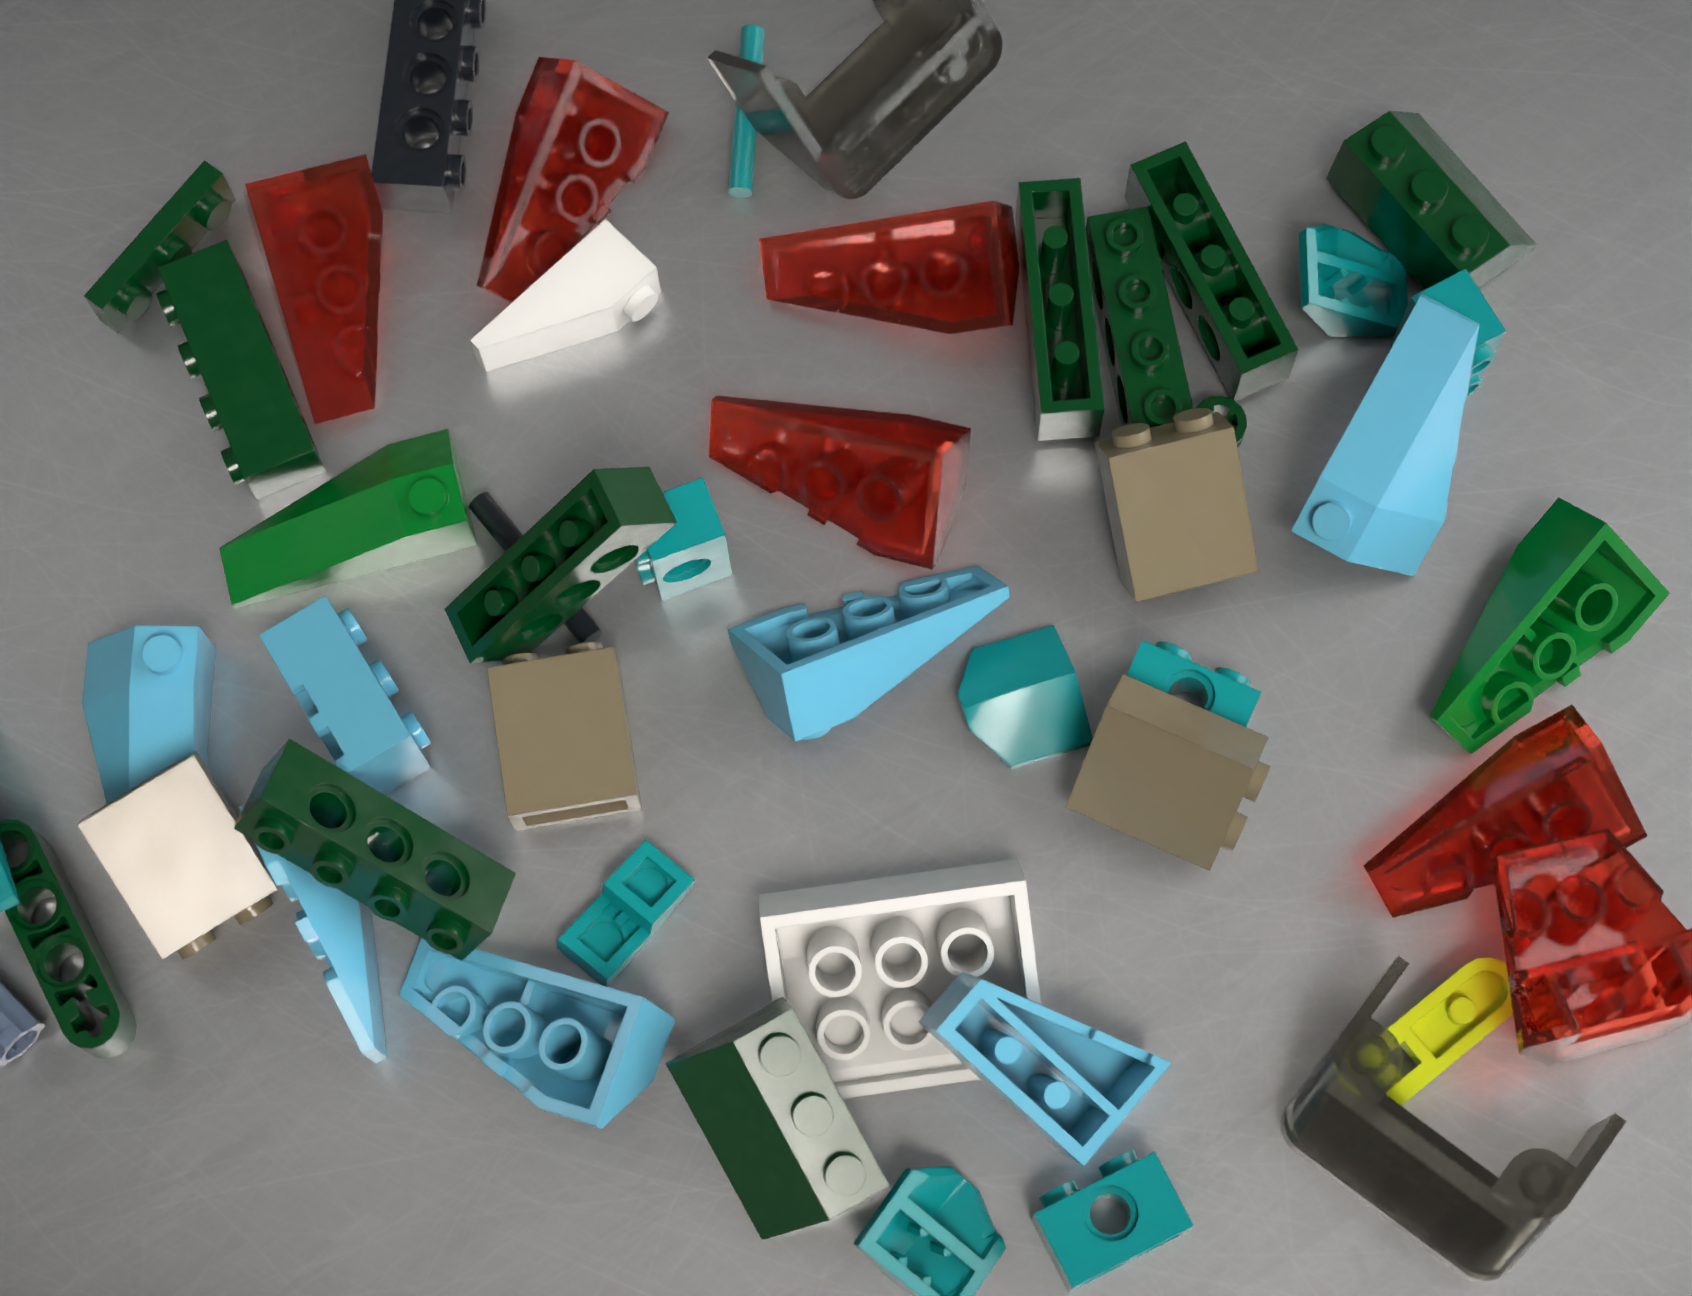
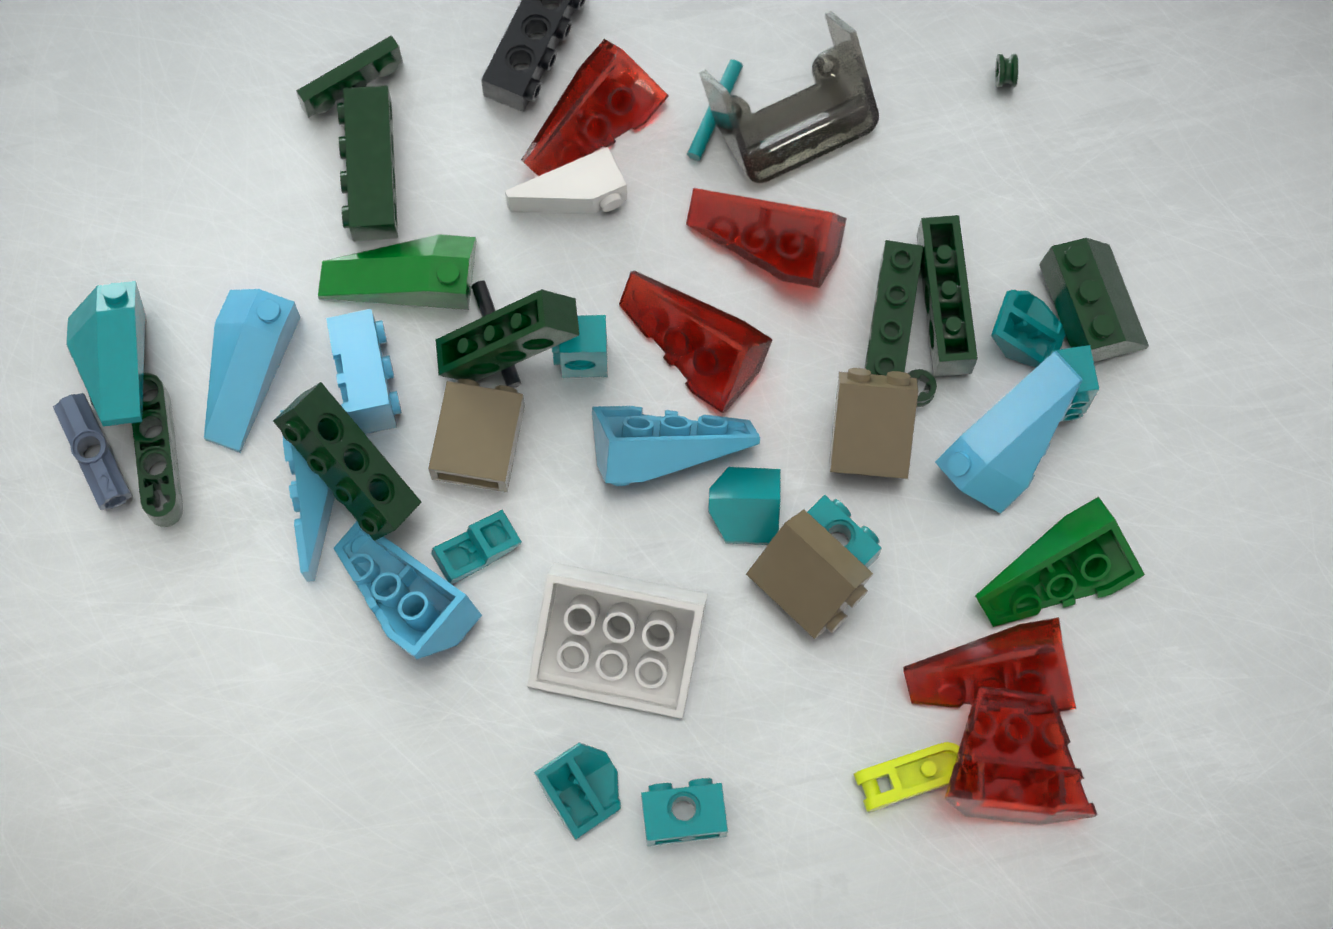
camera: 15 degrees right, 0 degrees up
(179, 857) = (238, 428): brick -> none
(323, 265) = (438, 118): clear red wedge -> none
(777, 1122) = (516, 691): slope -> none
(1044, 1065) = (678, 713): medium azure wedge -> none
(1059, 309) = (850, 288): dark green brick -> none
(1413, 1173) = (863, 848): clear smoke windscreen -> none

